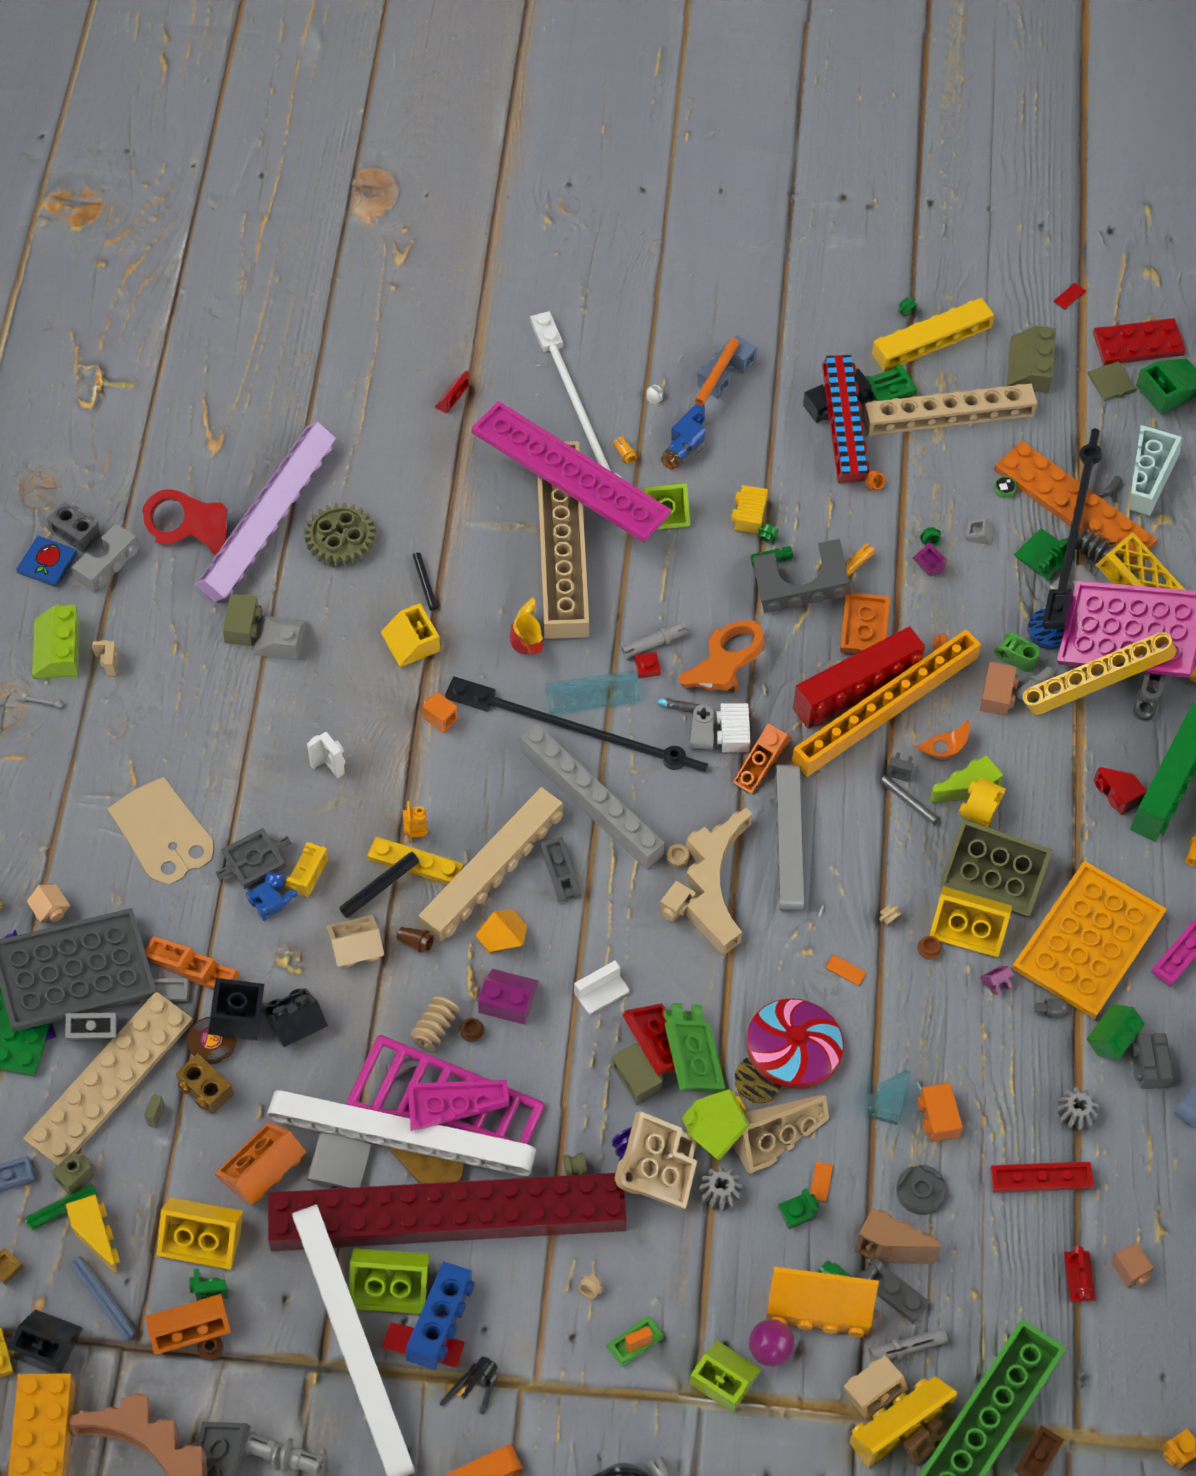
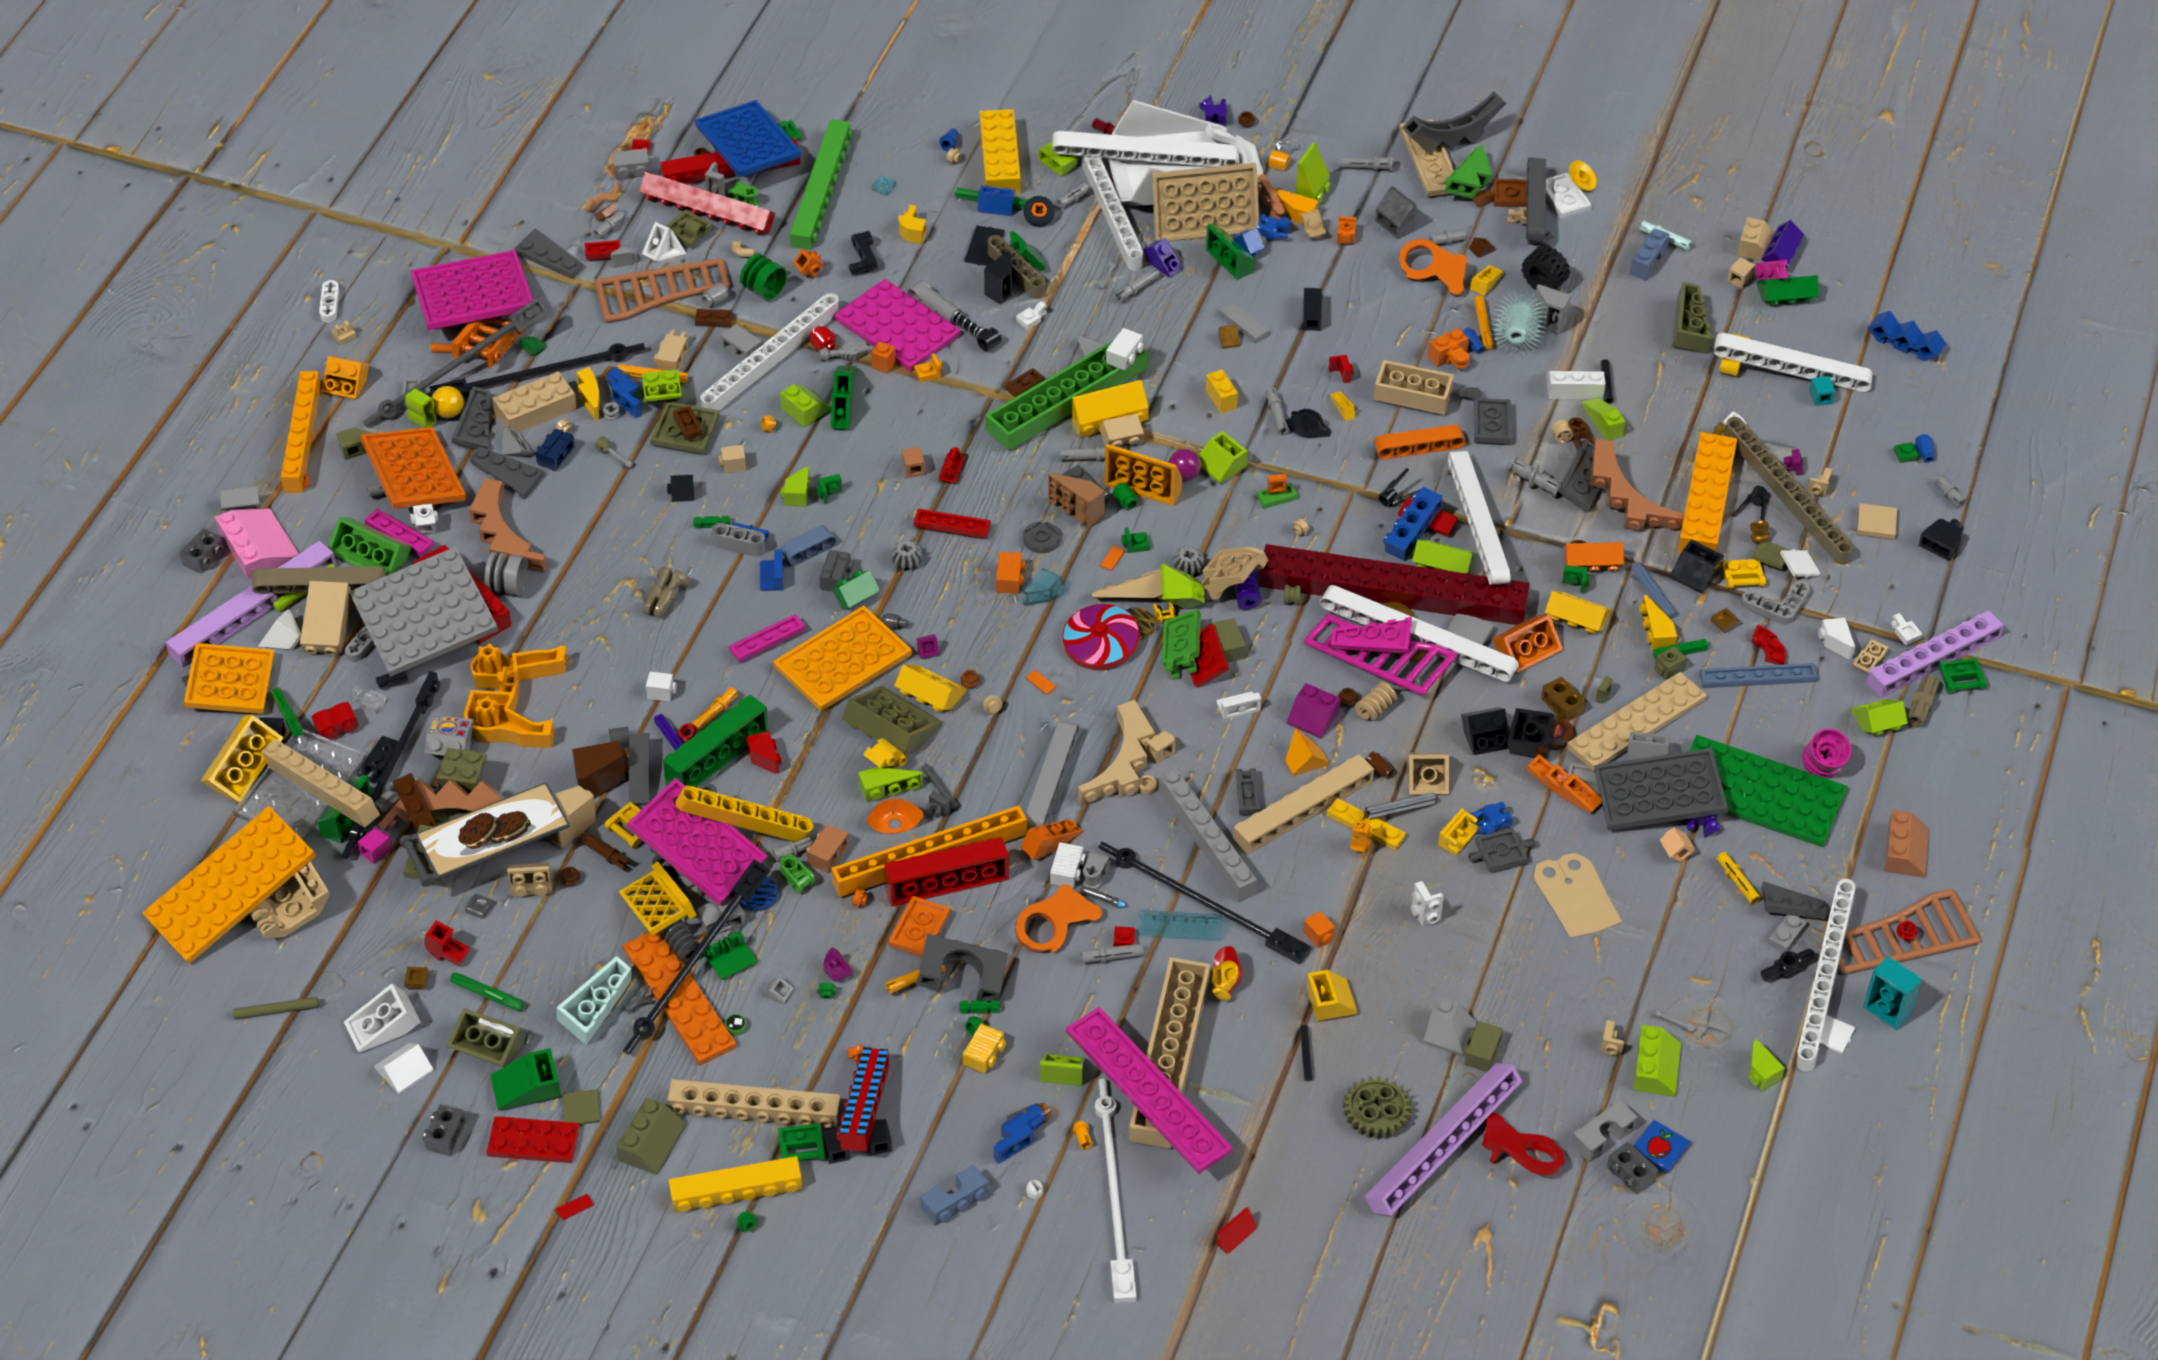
camera: 165 degrees left, 10 degrees down
(717, 372) = (970, 1172): orange piece -> none

